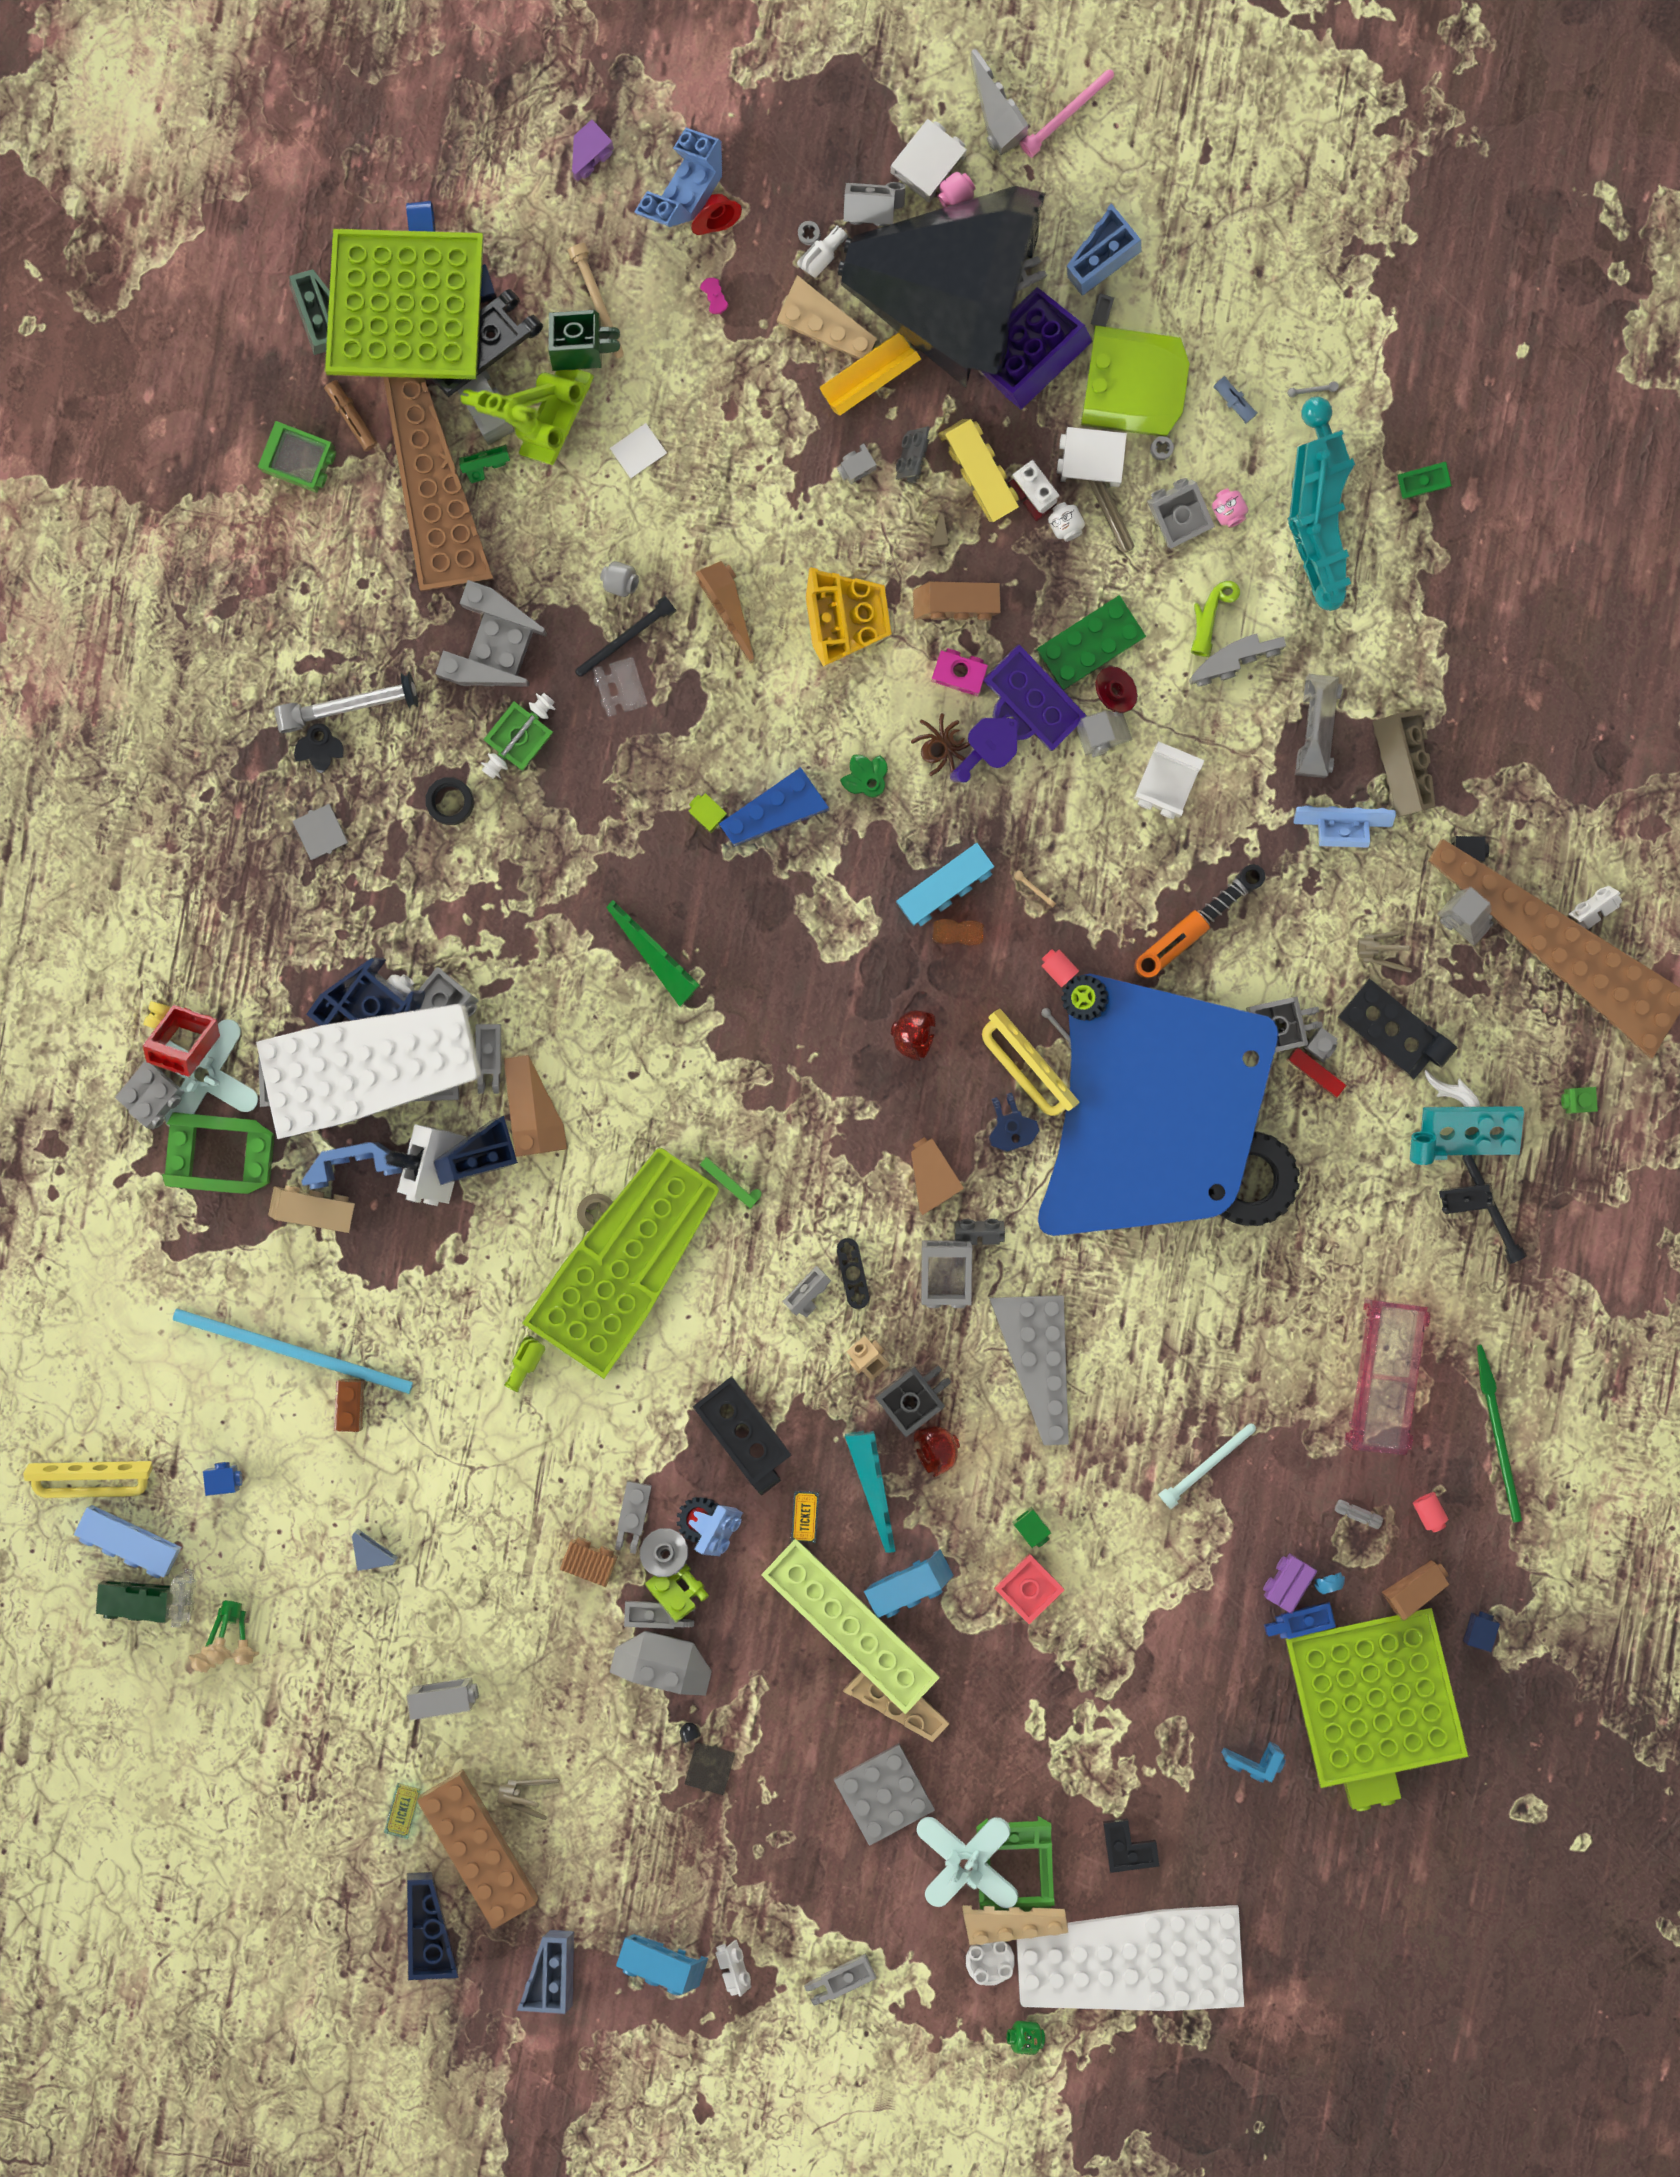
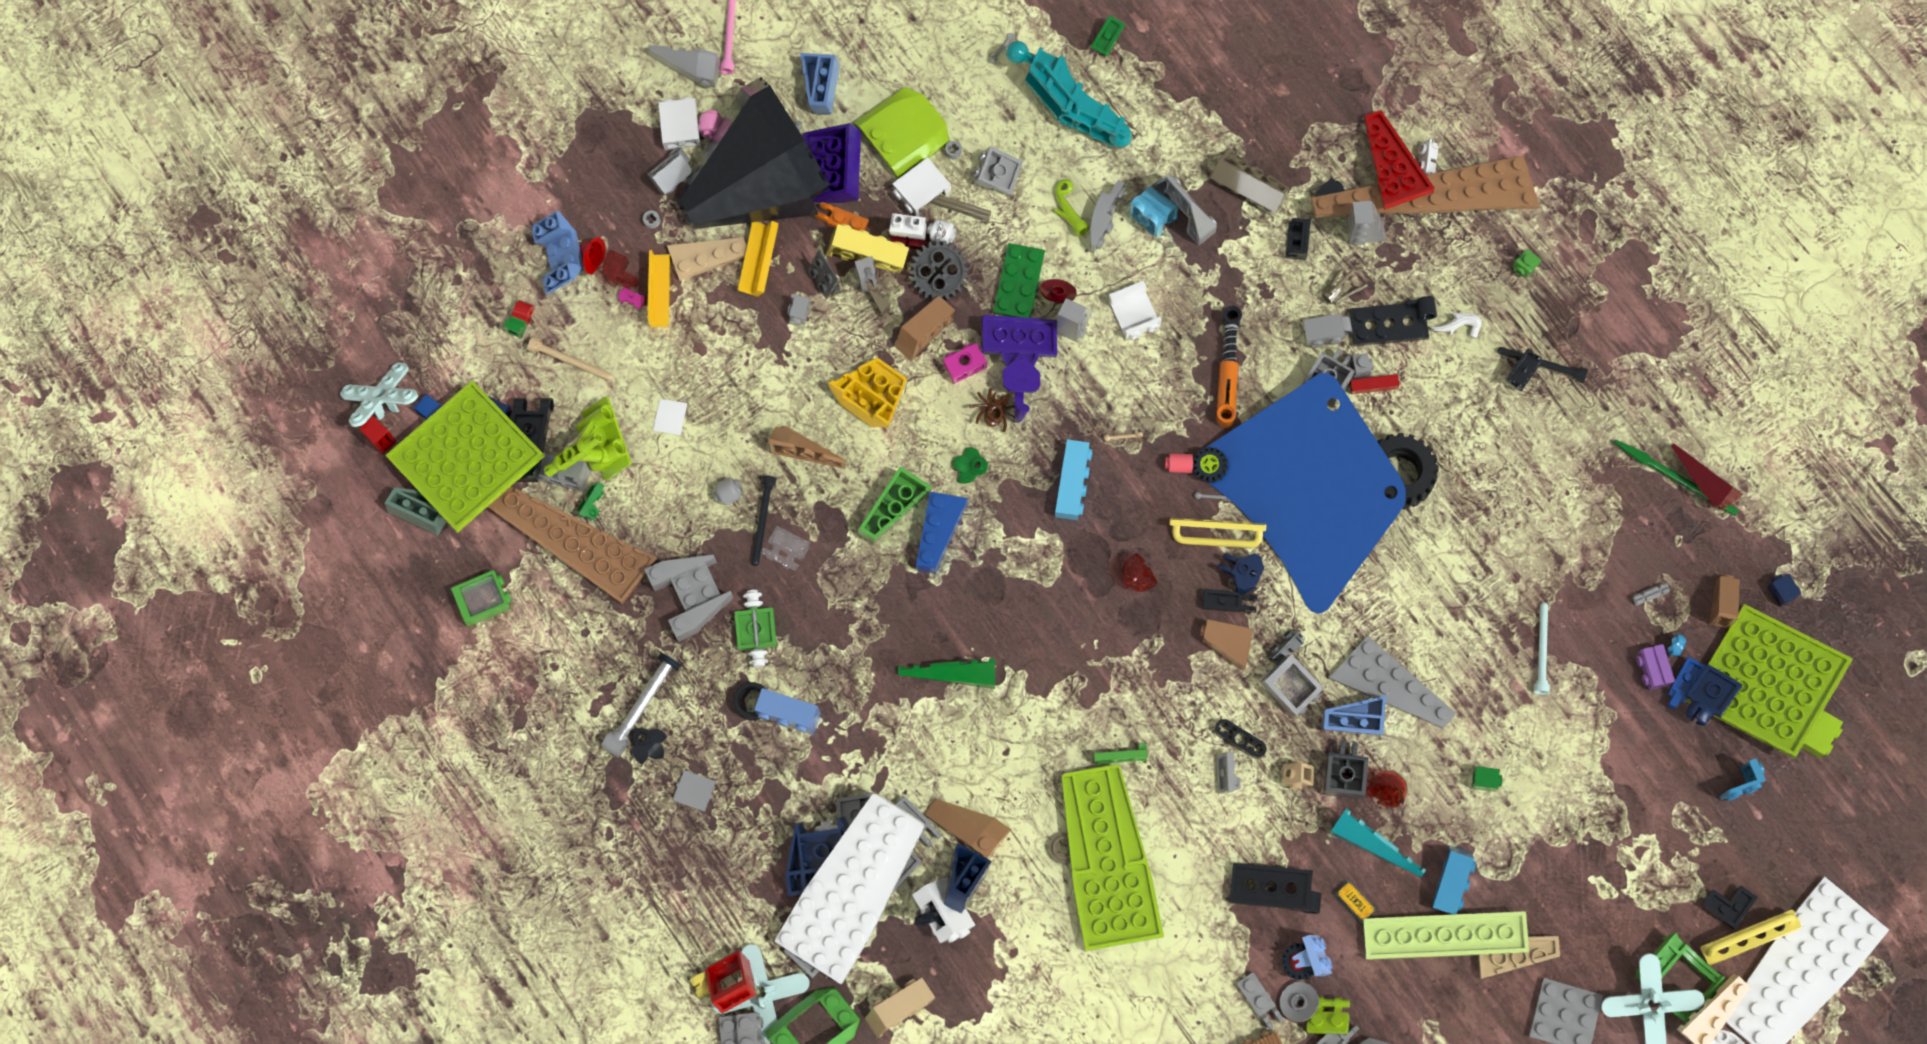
camera: 40 degrees left, 15 degrees down
(322, 1168) = (897, 942): medium blue slope -> none
(345, 406) = (490, 548): medium nougat pin -> none
(346, 199) = (377, 435): none -> red brick
(377, 150) = (375, 396): none -> light aqua piece
(467, 845) = (787, 711): none -> medium blue wedge
(524, 1362) = (1109, 972): lime arm -> none
(579, 340) = (580, 386): dark green hinge -> none
(589, 148) = (487, 286): medium lavender slope -> none
(589, 212) = (519, 319): none -> leg
(707, 812) = (902, 567): lime brick -> none
(724, 249) = (614, 270): none -> clear red brick
(746, 312) = (658, 290): none -> yellow panel
(757, 744) = (895, 502): none -> bright green wedge
(822, 252) = (669, 221): white arm -> none
(955, 490) = (865, 271): none -> light grey hinge
(964, 933) = (1102, 500): clear orange brick -> none
(969, 1137) = (1227, 601): none -> black hinge
(973, 1360) = (1357, 718): none -> medium blue wedge
(988, 415) = (840, 216): none -> orange hinge
(1024, 535) = (926, 259): none -> dark grey gear
(1029, 1588) = (1520, 815): coral plate -> none
(1102, 310) = (849, 112): dark grey piece -> none
(1116, 1891) = (1710, 950): none -> light yellow piece
(1230, 508) = (1021, 144): bright pink head -> none
(1235, 399) = (966, 89): sand blue pin -> none
(1284, 700) = (1153, 210): none -> medium azure piece
(1309, 1658) = (1711, 695): none -> dark blue plate
(1325, 978) = (1327, 330): none -> light grey hinge
(1344, 825) = (1251, 244): light blue bracket -> none
(1387, 1377) = (1585, 503): windscreen -> none
(1393, 863) = (1298, 239): none -> black hinge
(1431, 1145) = (1475, 362): teal hinge -> none
(1431, 1512) = (1687, 553): coral brick -> none
(1518, 1479) = (1711, 485): none -> dark red wedge
(1553, 891) = (1396, 169): none -> red wing

